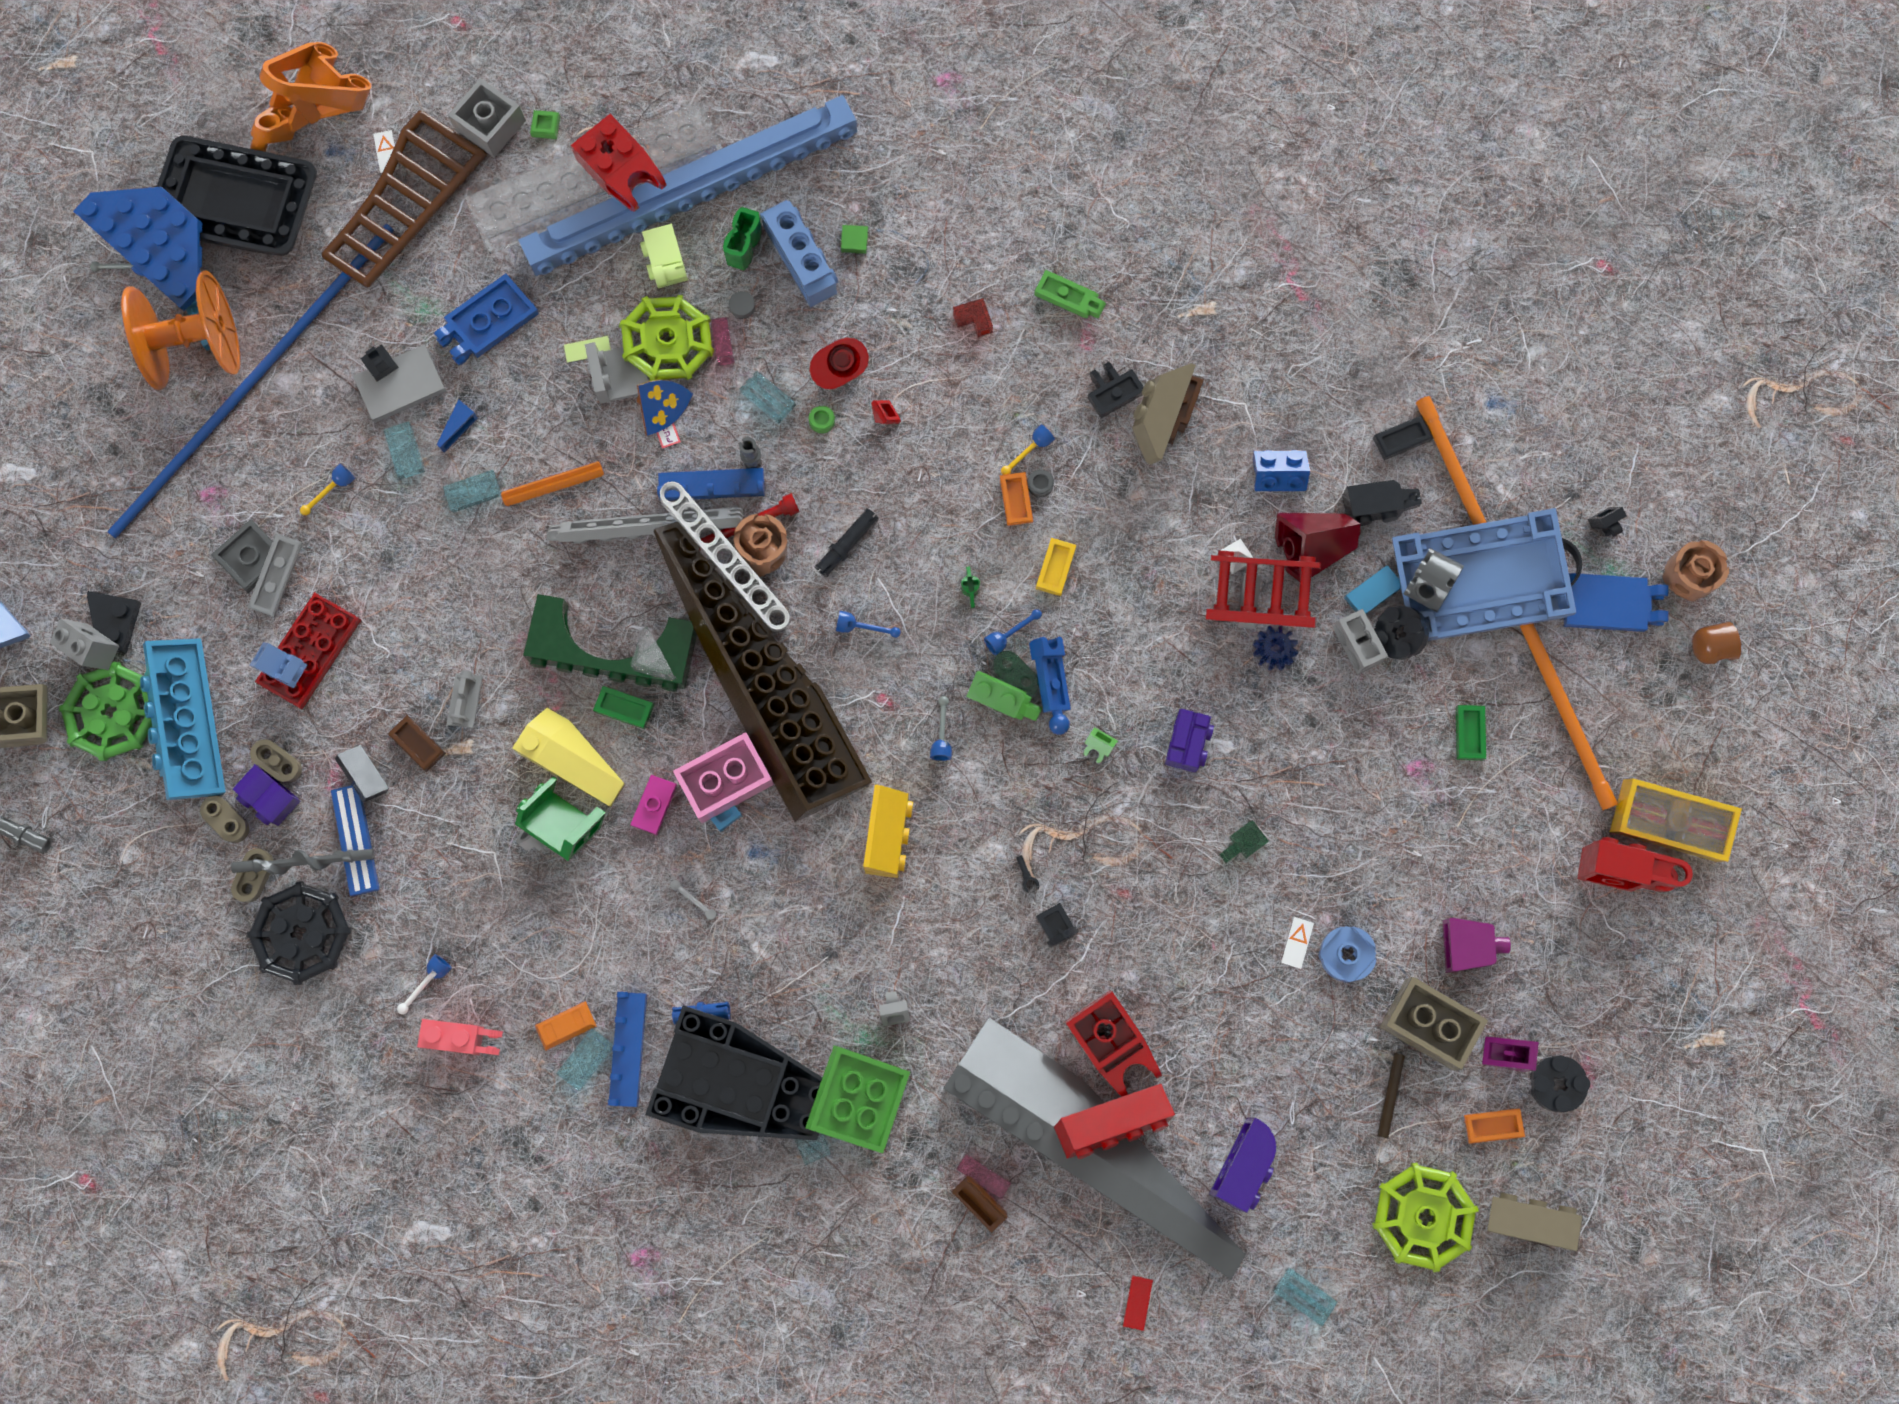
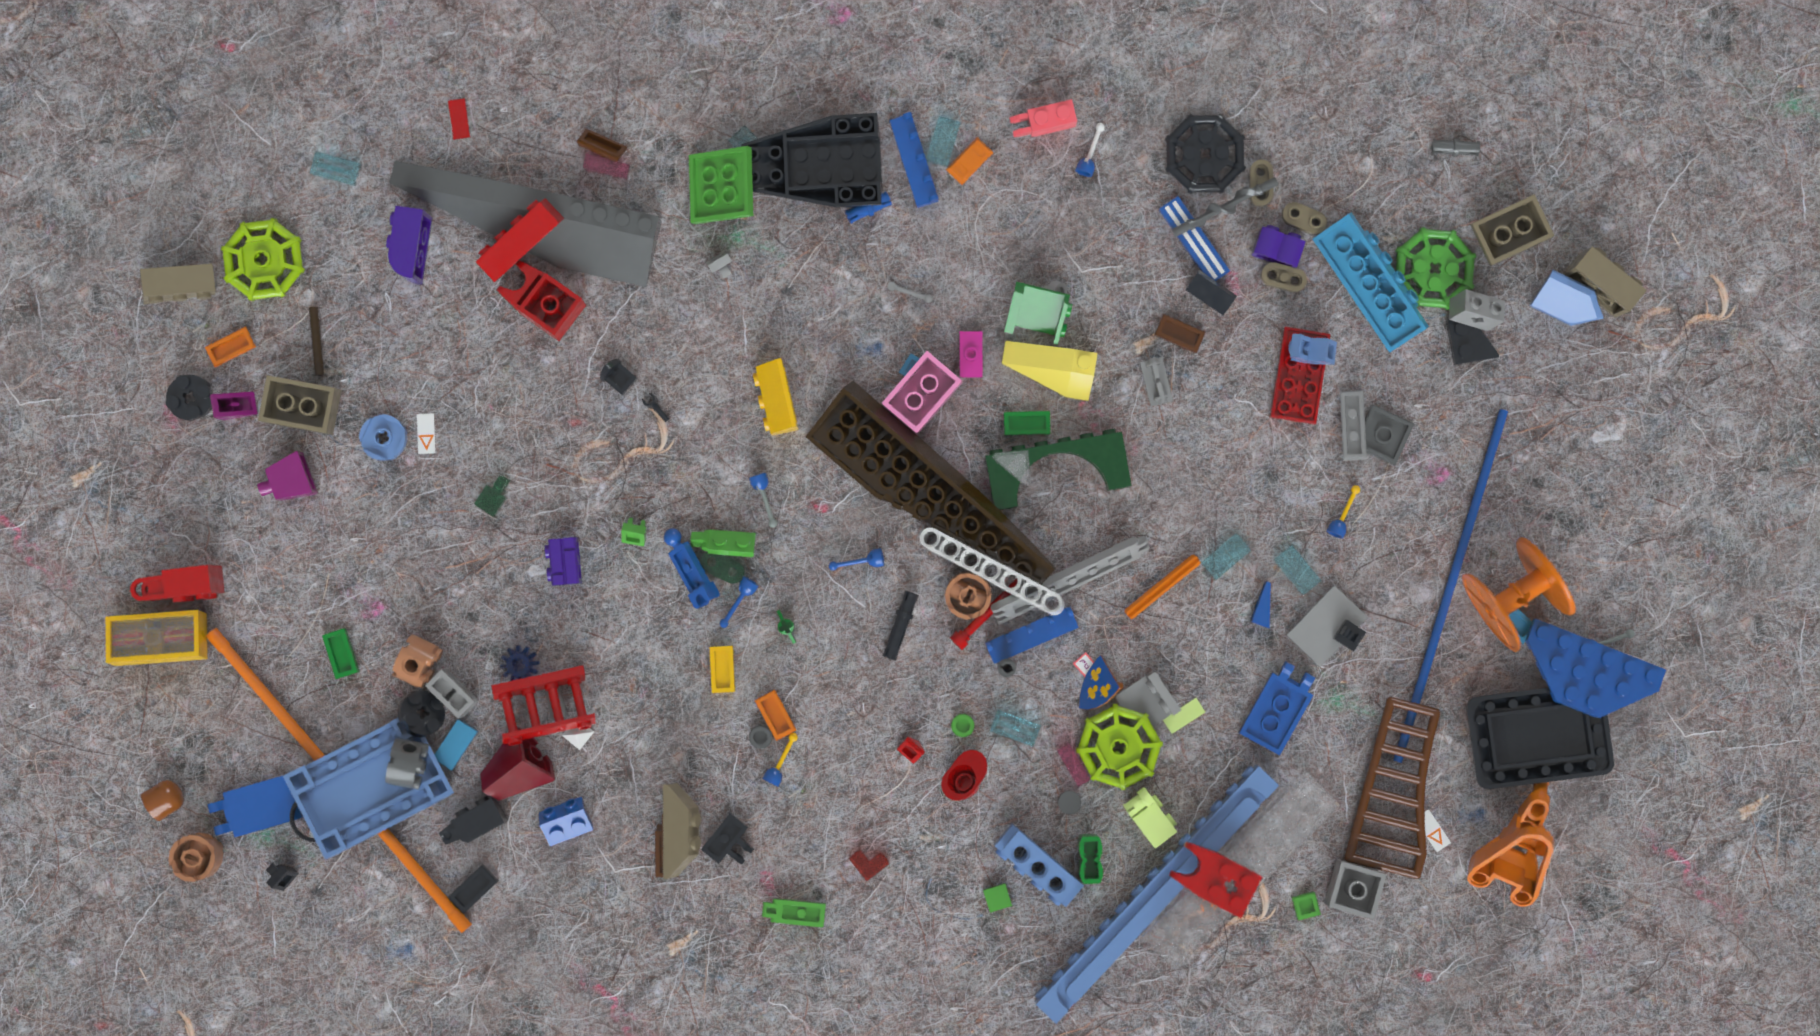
camera: 160 degrees right, 10 degrees up
(1388, 687) = (416, 661): none -> nougat brick

